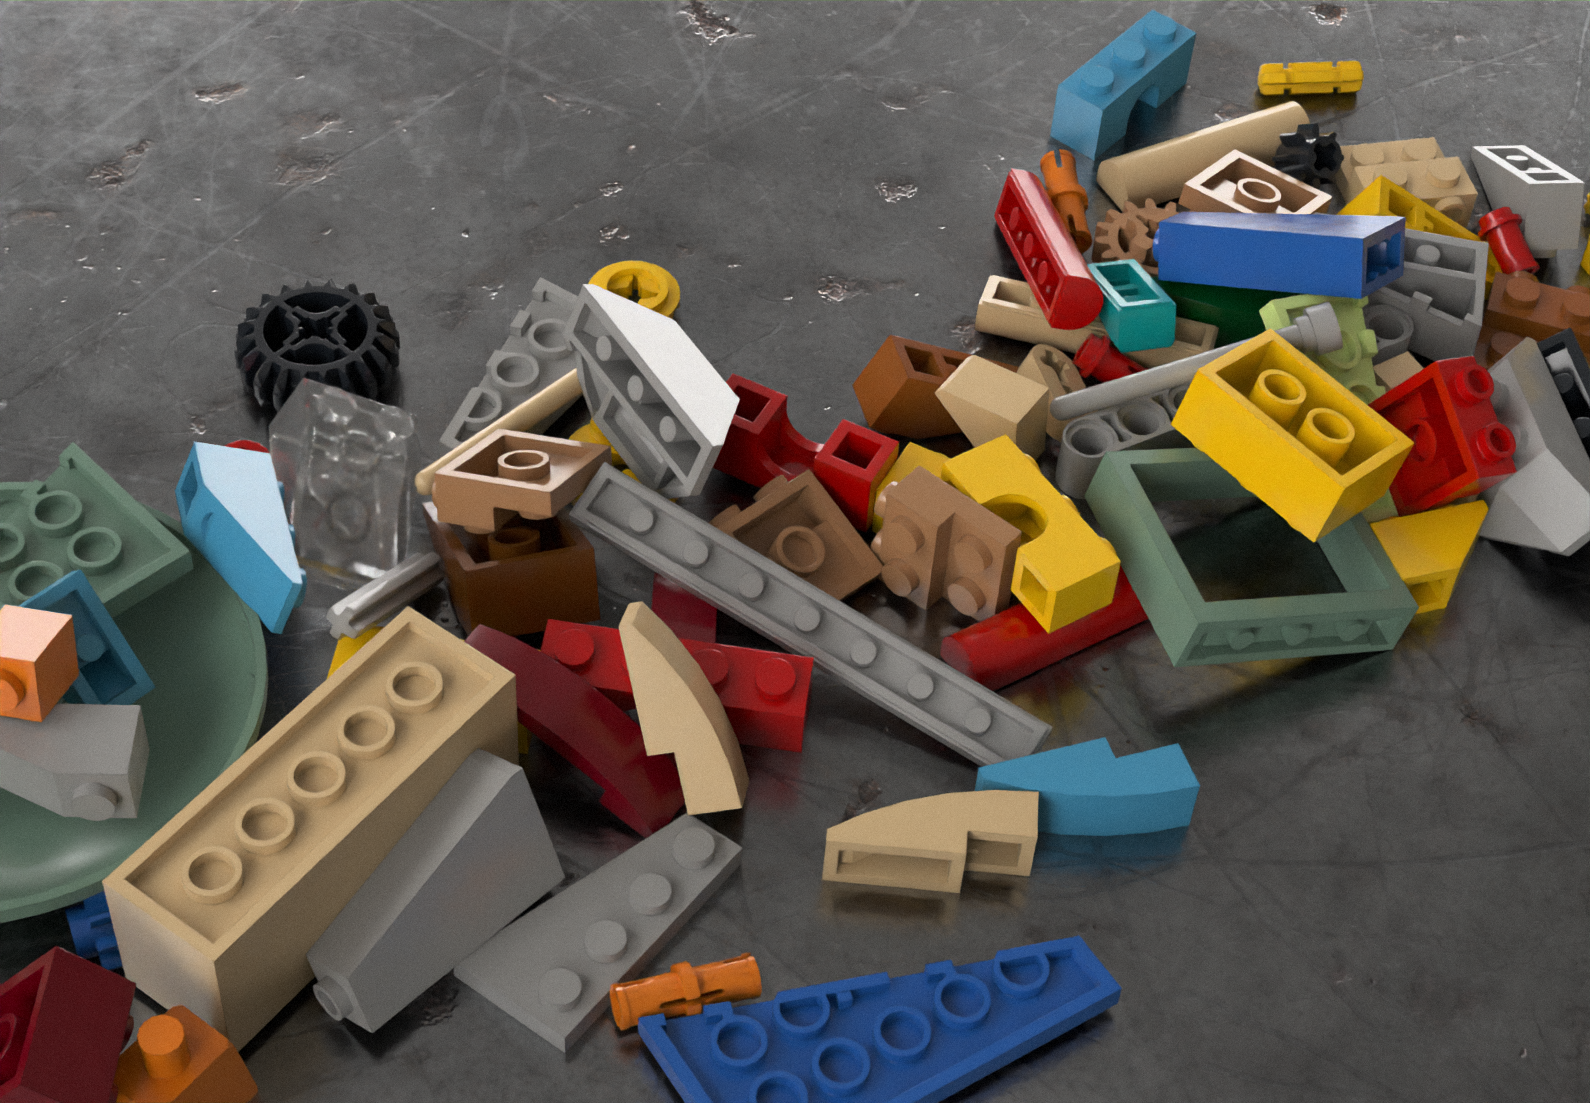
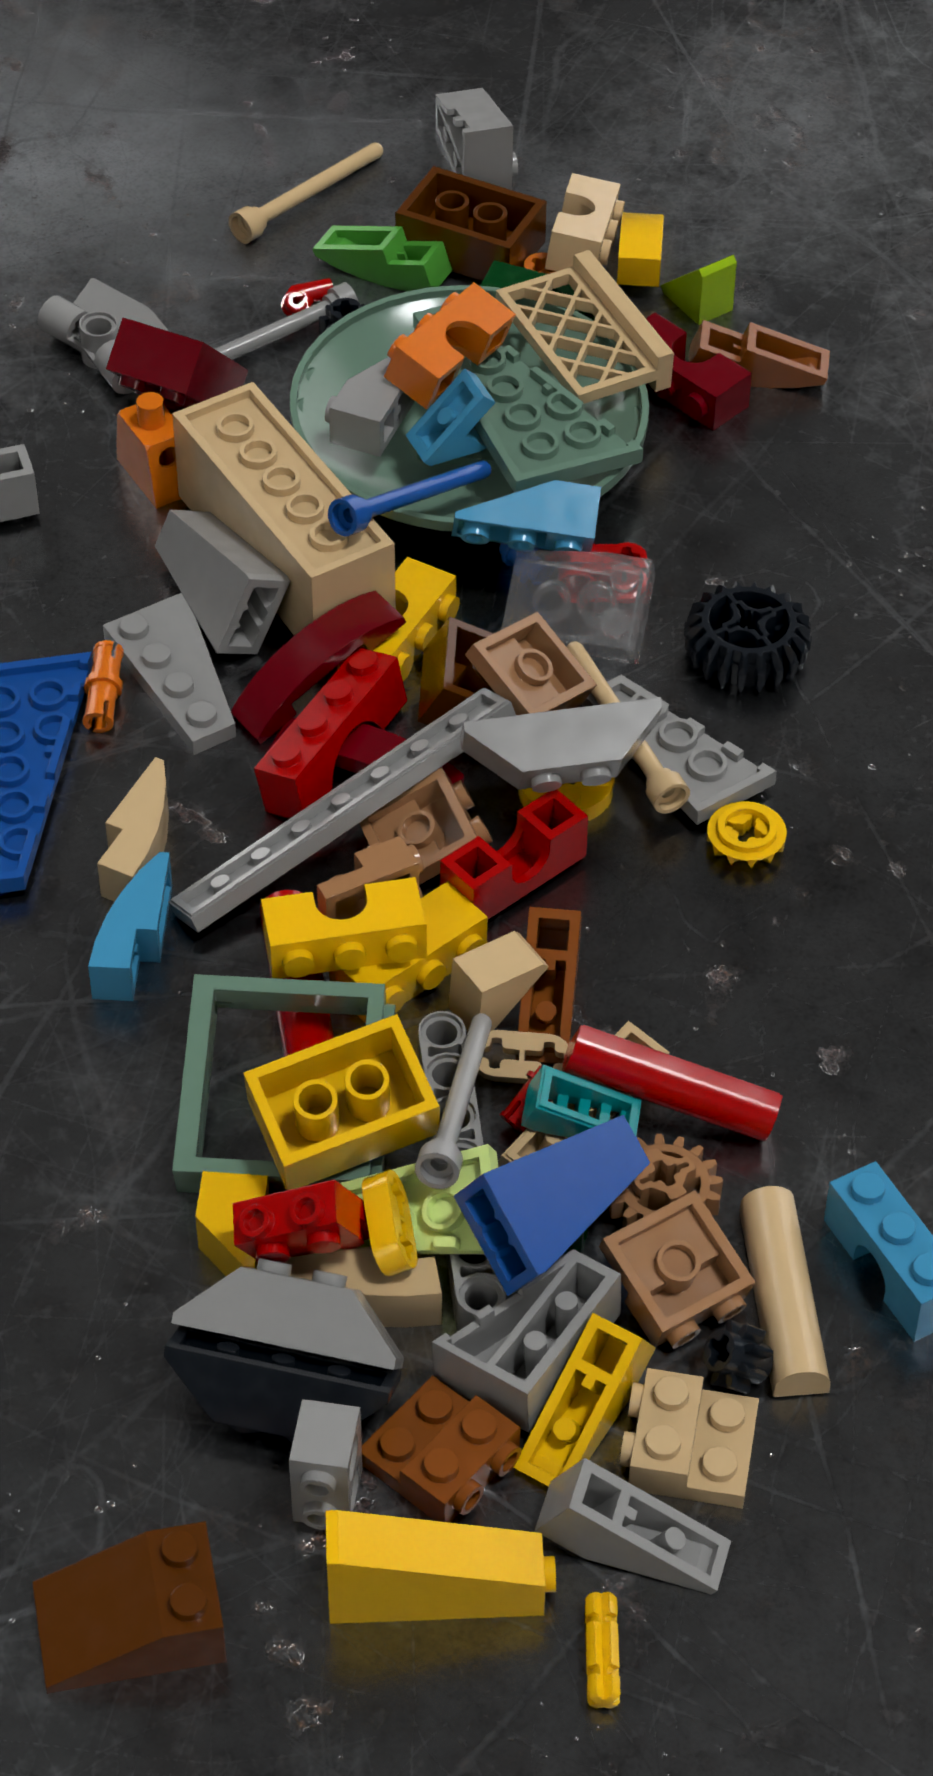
camera: 115 degrees right, 0 degrees up
(385, 595) = (463, 589): light grey axle -> none
(392, 642) = (353, 513): none -> blue piece
(682, 714) = (282, 696): tan slope -> none
(1067, 195) = (756, 1154): orange pin -> none
(1310, 78) = (875, 1437): yellow axle -> none
(1382, 375) = (389, 1223): none -> yellow beam
(1507, 241) = (550, 1461): red pin -> none

